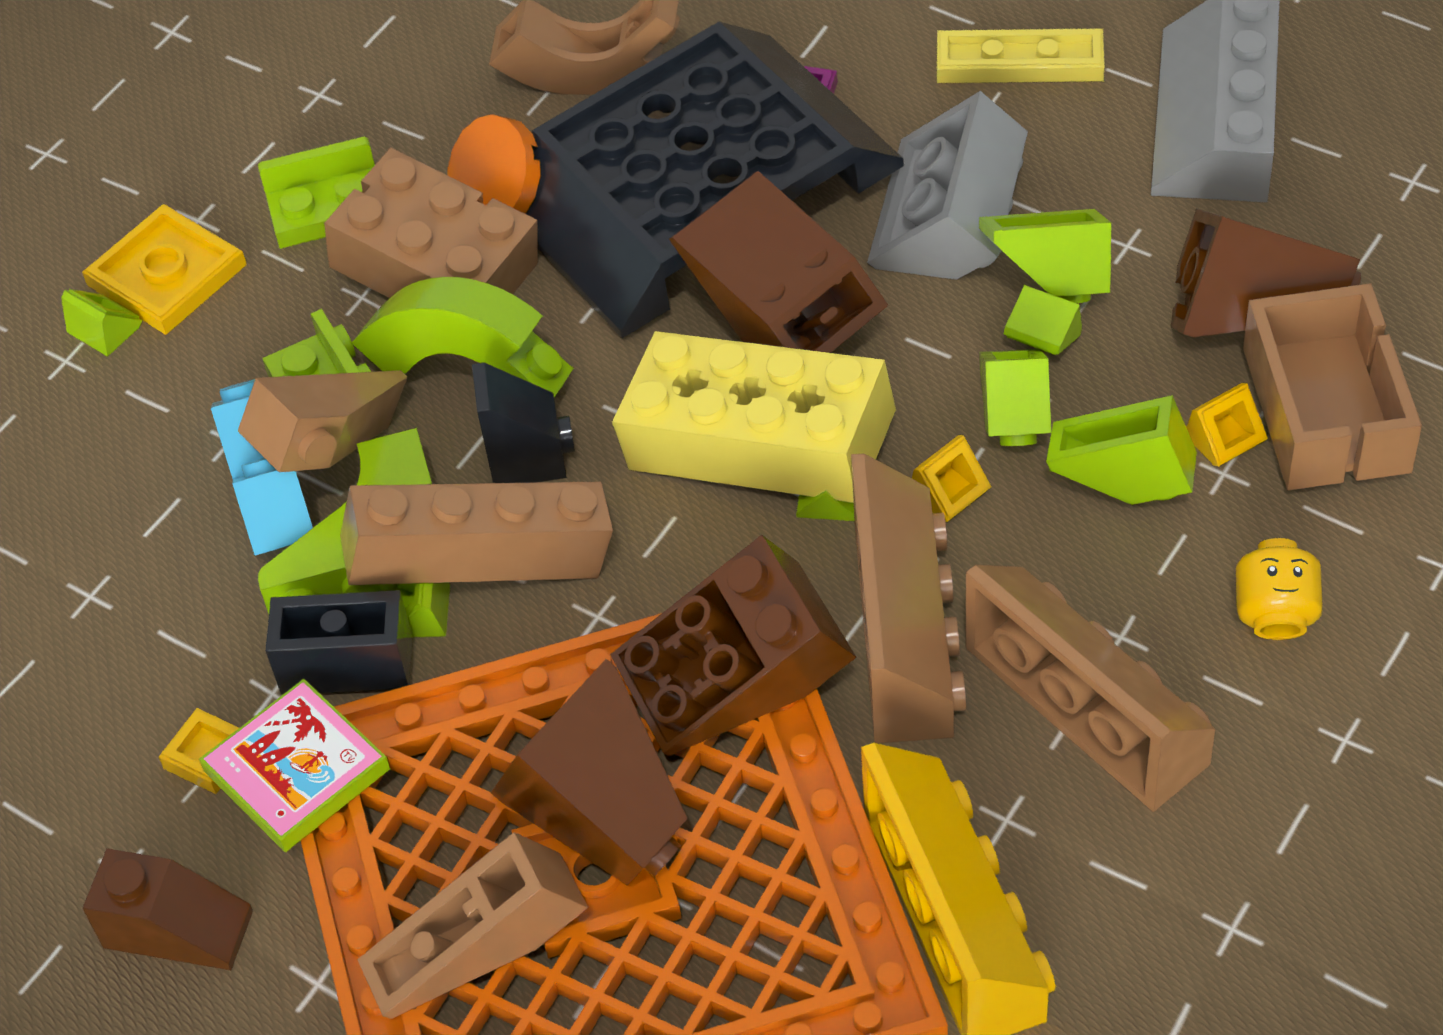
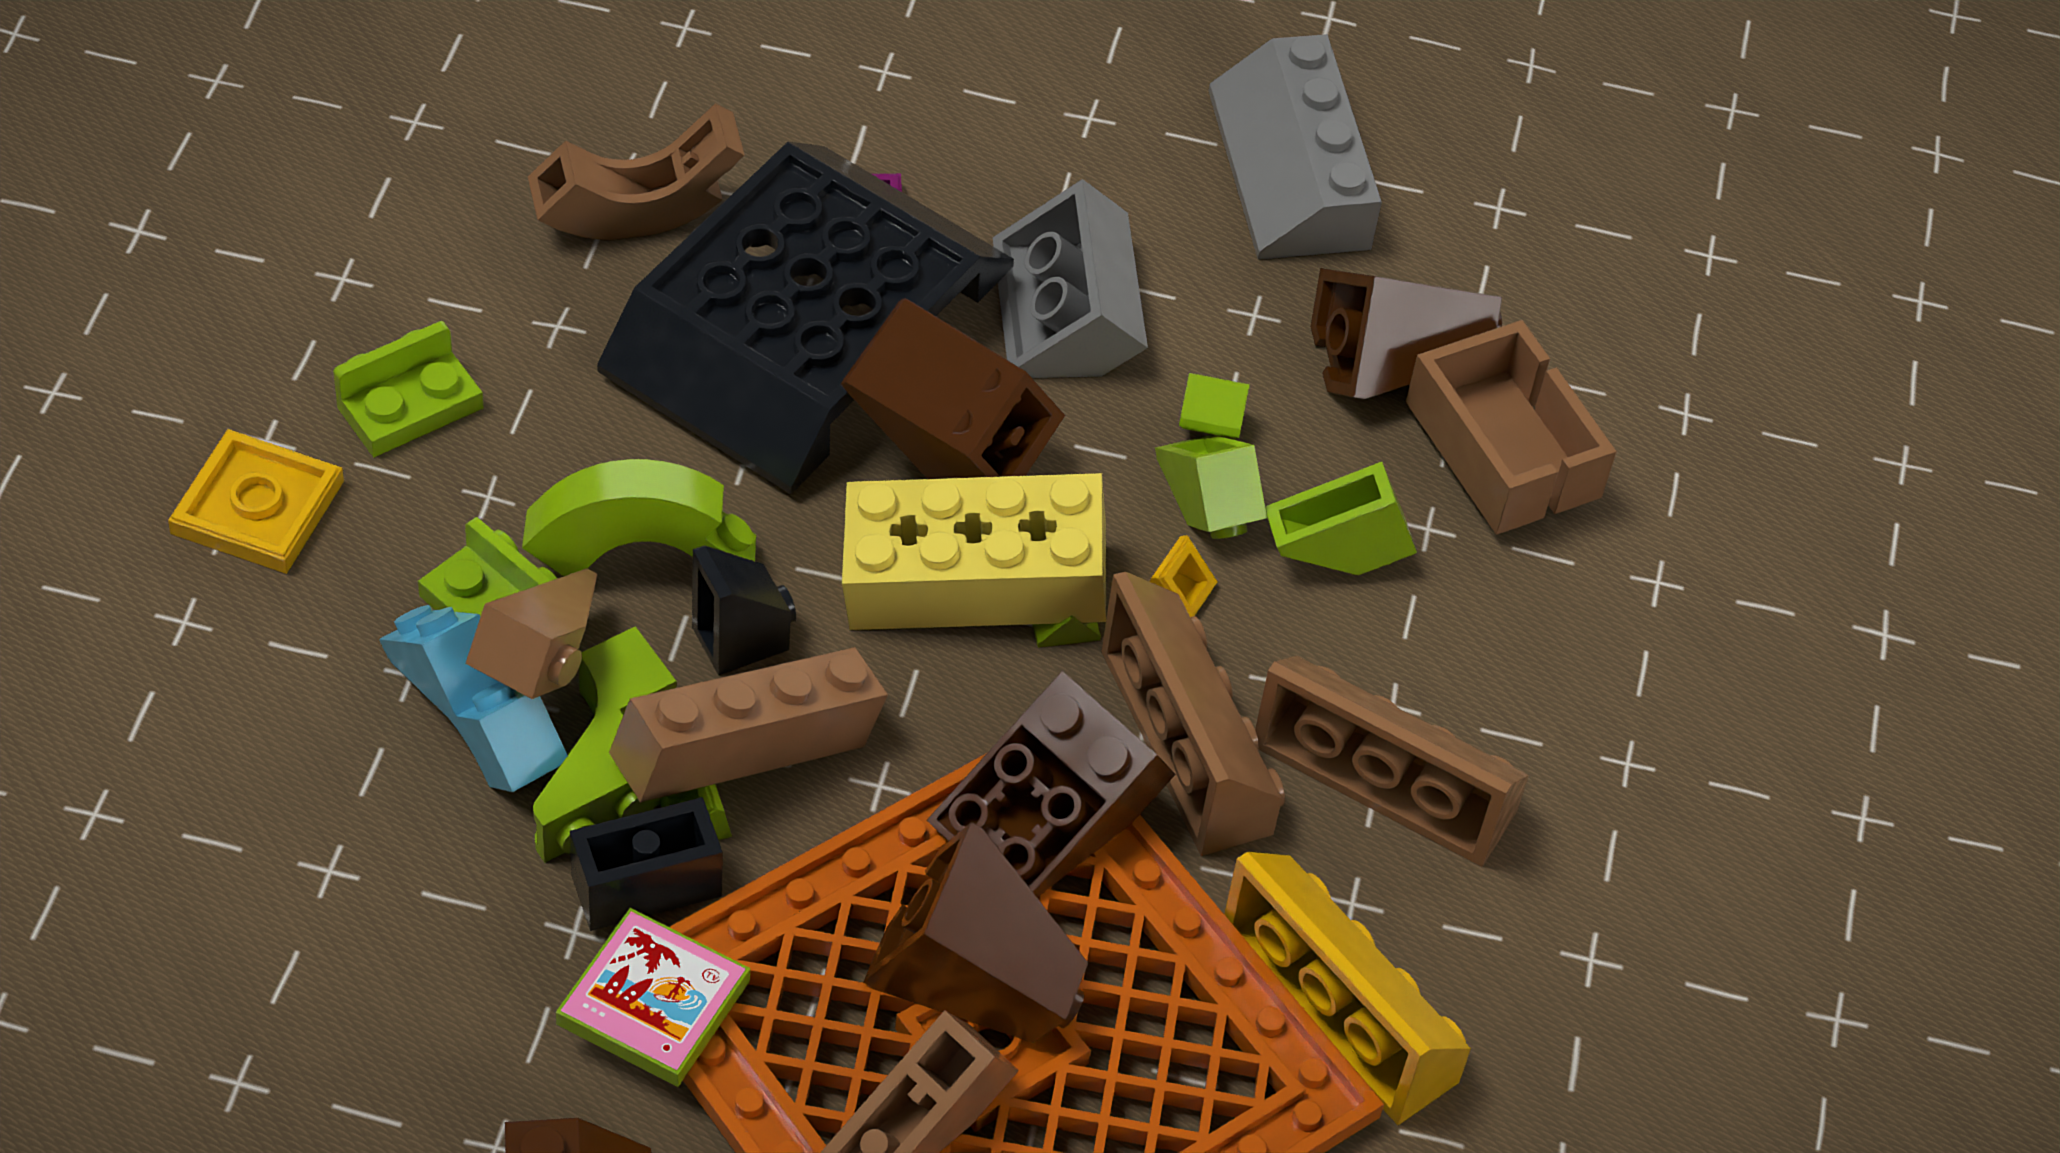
camera: 30 degrees left, 0 degrees up
(98, 320) = (208, 572): lime slope -> none
(192, 742) = (530, 1004): yellow tile -> none
(427, 226) = (551, 414): medium nougat piece -> none
(498, 160) = (596, 339): orange tile -> none
(1020, 55) = (1078, 131): light yellow tile -> none
(1058, 249) = (1207, 331): lime slope -> none
(1226, 425) = (1422, 481): yellow slope -> none
(1279, 589) = (1529, 632): yellow head -> none

